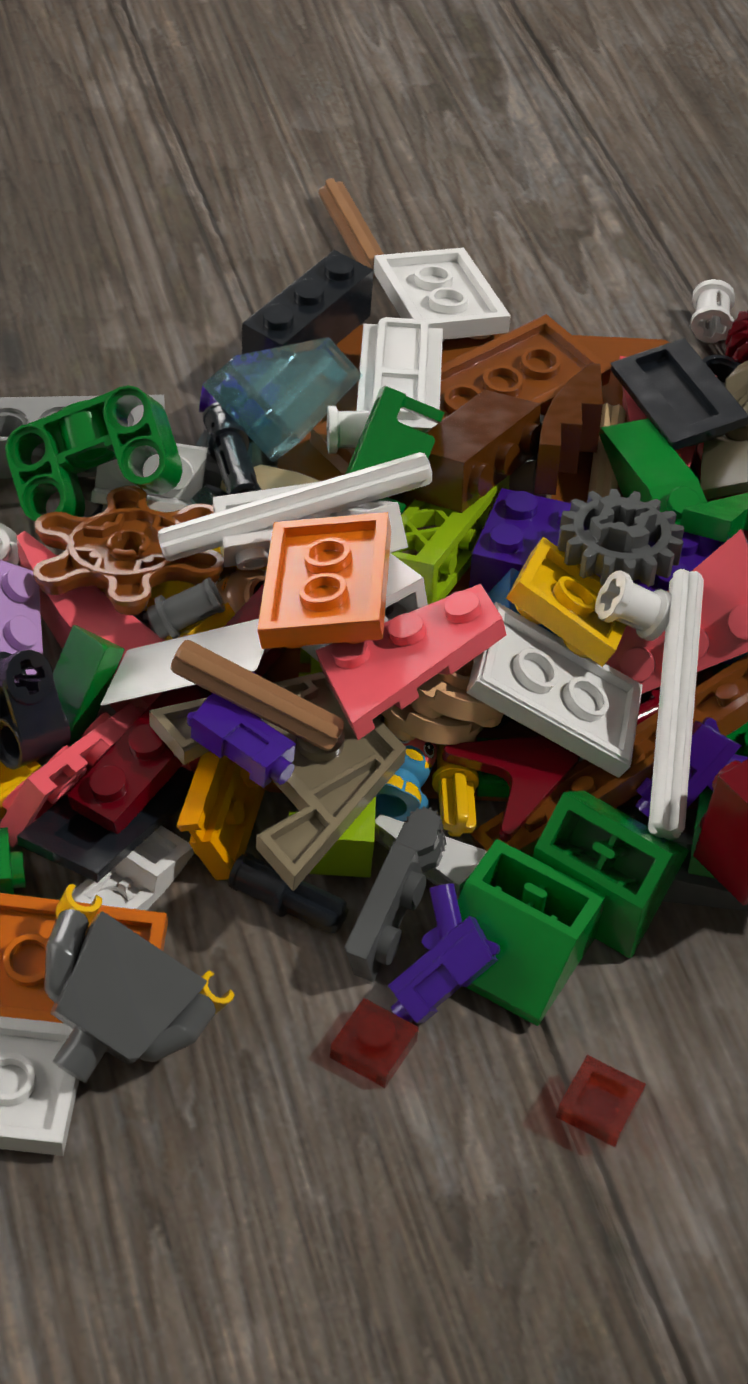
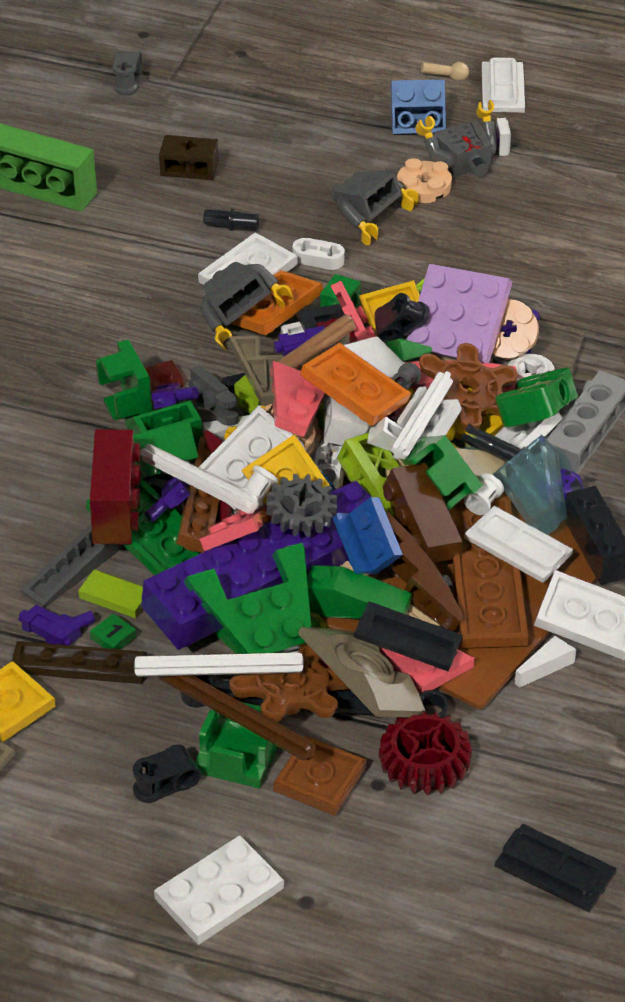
camera: 130 degrees right, 5 degrees down
(478, 1034) = (134, 381): none -> green panel
(527, 308) = (550, 658): none -> white piece
(587, 457) = (368, 537): none -> blue bracket
(600, 1100) = (74, 418): clear red plate -> none
(707, 308) = (490, 740): white bush -> none

